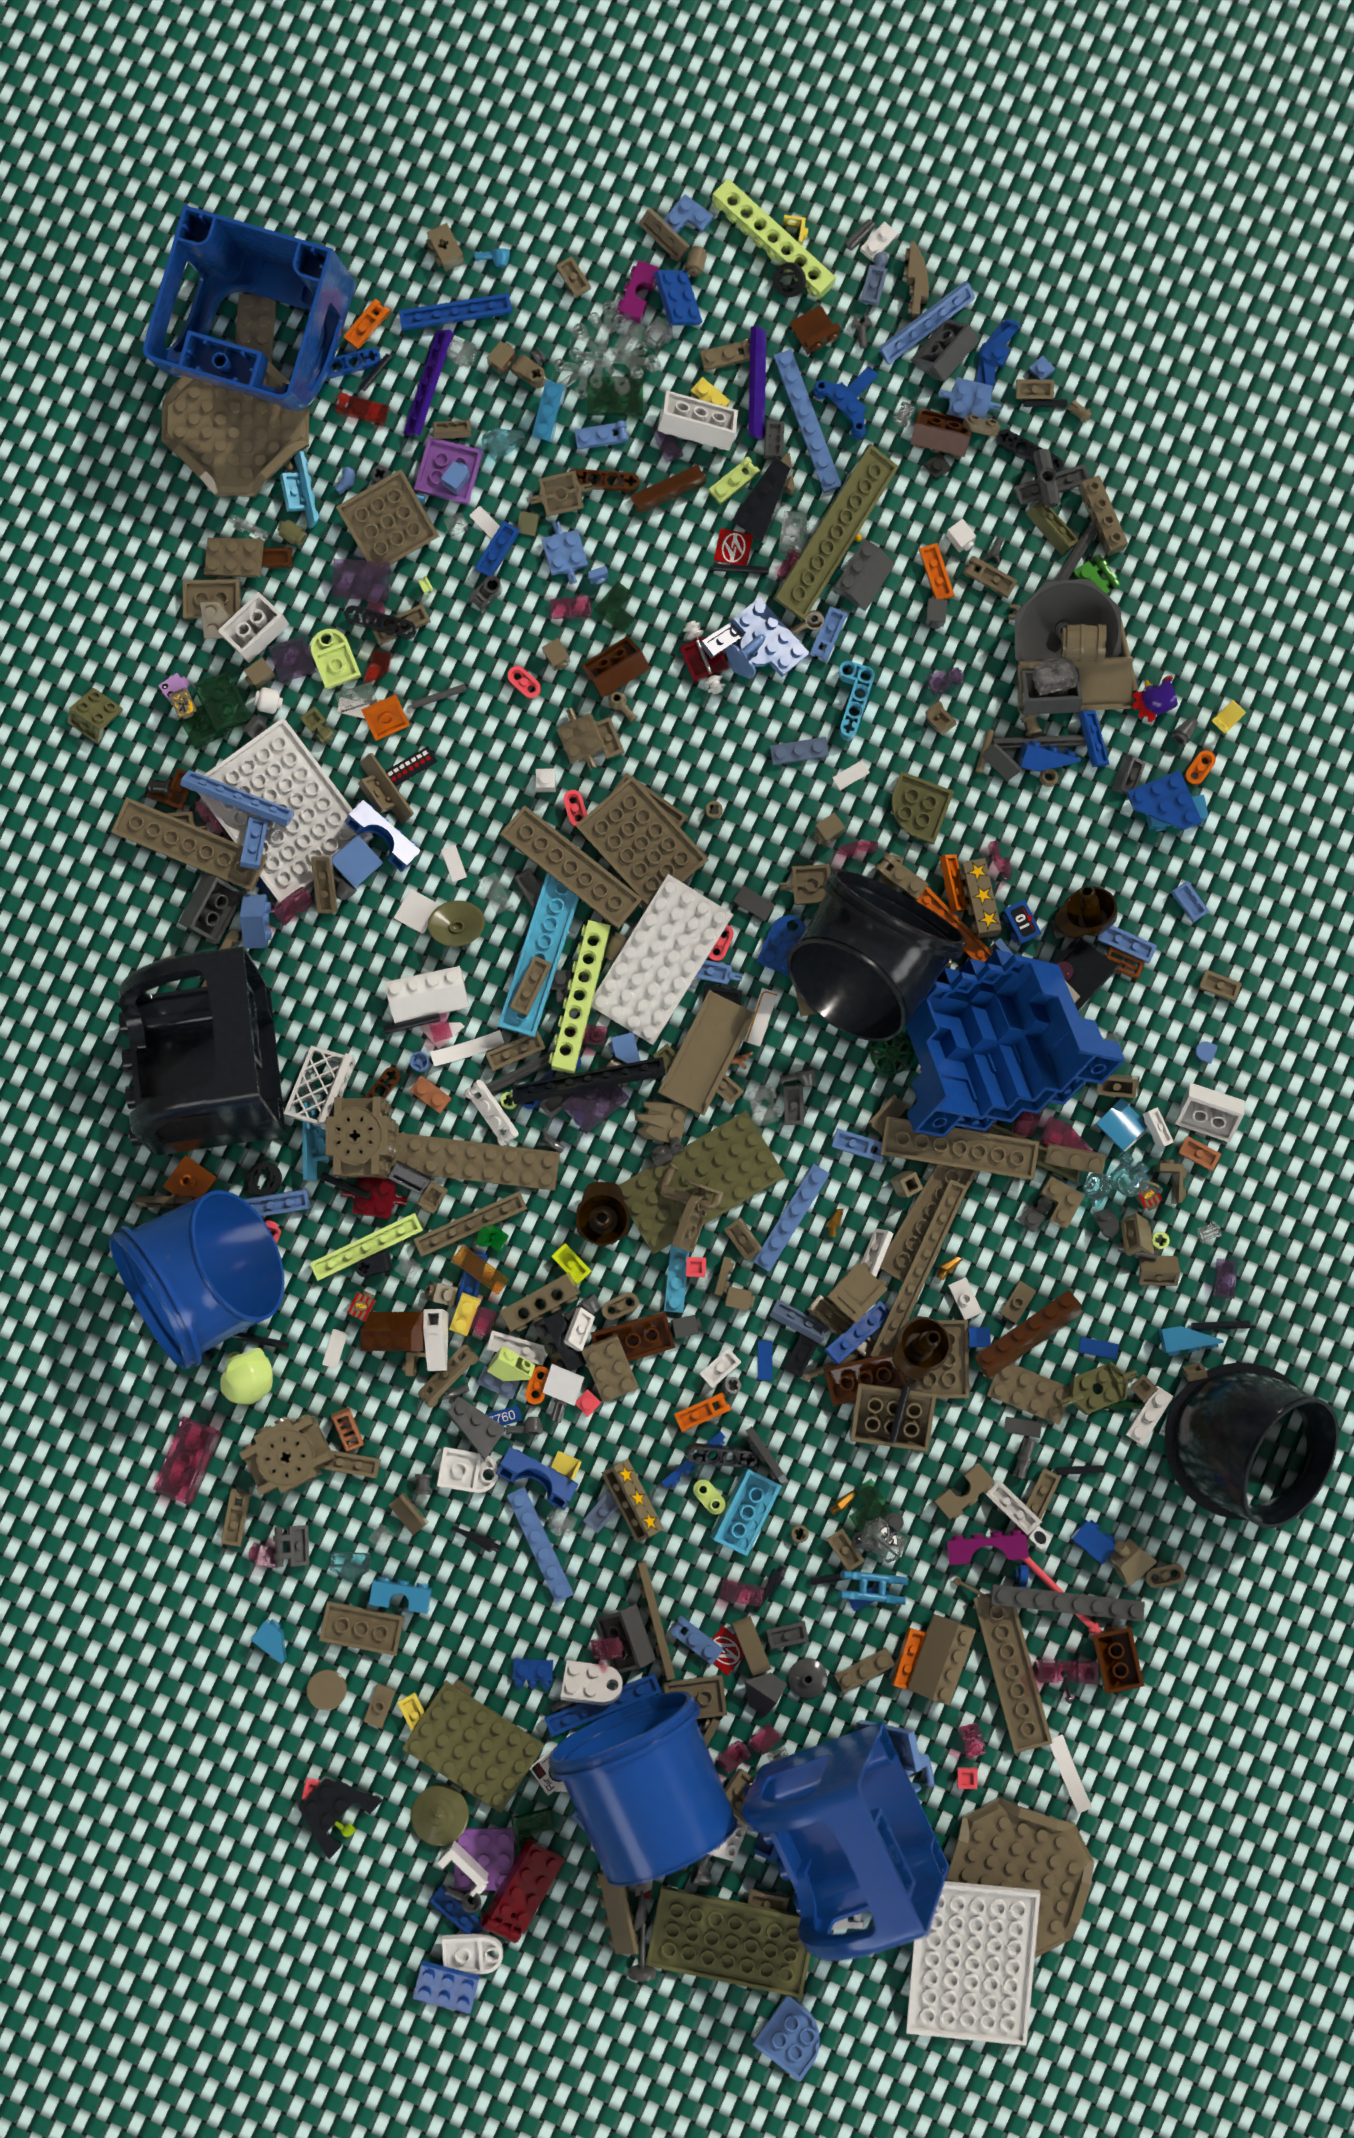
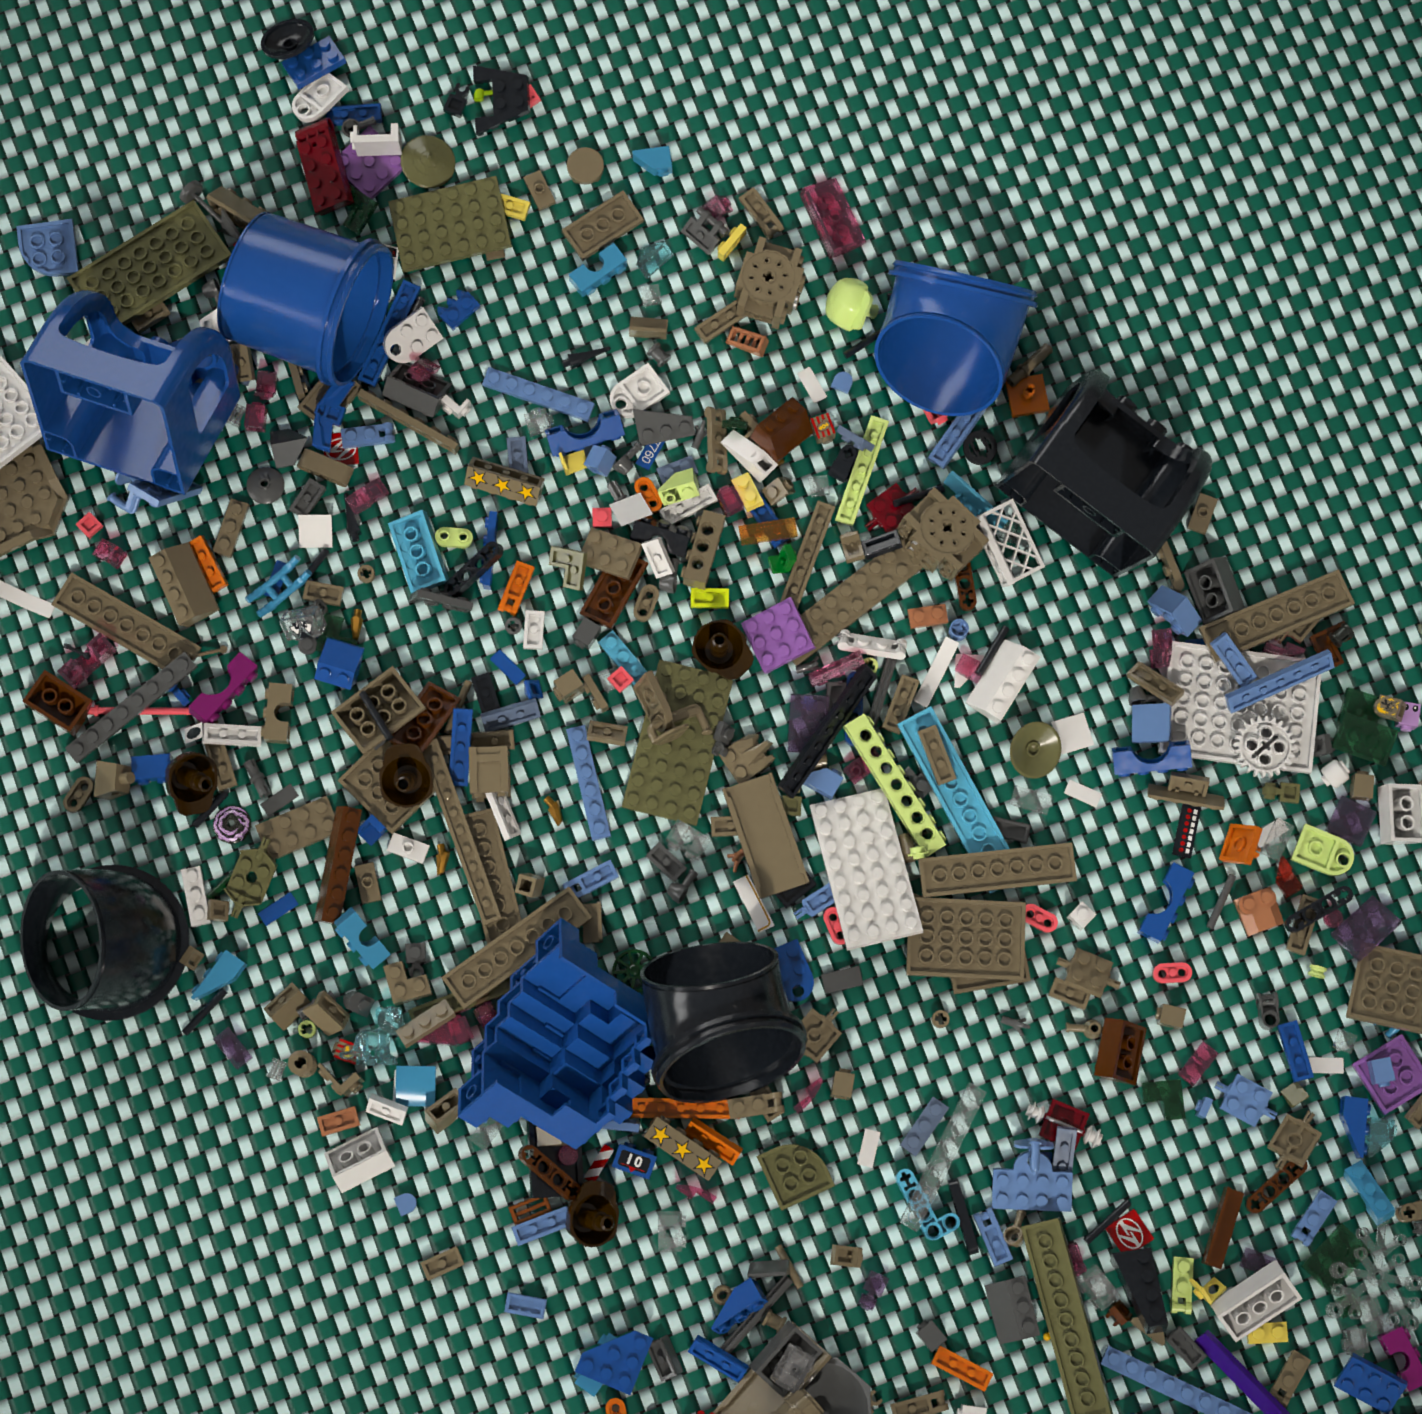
camera: 135 degrees right, 5 degrees down
(289, 1517) = (727, 247): none -> light yellow plate
(300, 748) = (1276, 759): none -> white gear
(311, 1327) = (842, 382): none -> medium blue tile
(347, 1267) = (849, 436): none -> sand blue plate
(372, 1841) = (456, 103): none -> black plate
(420, 663) = (1258, 911): none -> nougat slope
(422, 1373) = (734, 423): none -> clear green plate
(448, 2027) = (287, 39): none -> black dish
(455, 736) = (1177, 881): none -> blue arch
(504, 469) = (1354, 1120): none -> blue slope
(535, 1120) = (836, 669): none -> clear pink plate
(546, 1446) = (600, 460): none -> medium blue brick
(551, 1186) = (778, 635): none -> medium lavender plate
(614, 932) = (918, 852): none -> yellowish green plate
(614, 1598) = (451, 407): none -> white bracket
(643, 1388) = (574, 564): none -> plate
(665, 755) = (1015, 1023): none -> dark grey bar
(712, 1684) = (329, 413): none -> blue plate
(726, 460) = (1203, 1292): none -> light yellow bracket
(764, 1324) = (533, 689): none -> blue slope
(794, 502) = (1120, 1312): none -> reddish brown tile
(805, 1604) = (315, 531): none -> white sticker
(808, 716) = (942, 1157): none -> clear plate
(834, 666) = (962, 1213): none -> black beam
(886, 1482) = (339, 663): none -> blue slope
(1037, 861) = (668, 1219): none -> clear brick
(1046, 946) = (599, 1163): none -> sticker
(1064, 1248) = (371, 951): none -> dark azure arch
(1064, 1440) = (240, 829): none -> dish
(1077, 1500) = (191, 782): none -> dark brown piece
(1086, 970) = (548, 1175): none -> reddish brown beam
(1196, 1216) = (307, 1069): none -> dark tan piece

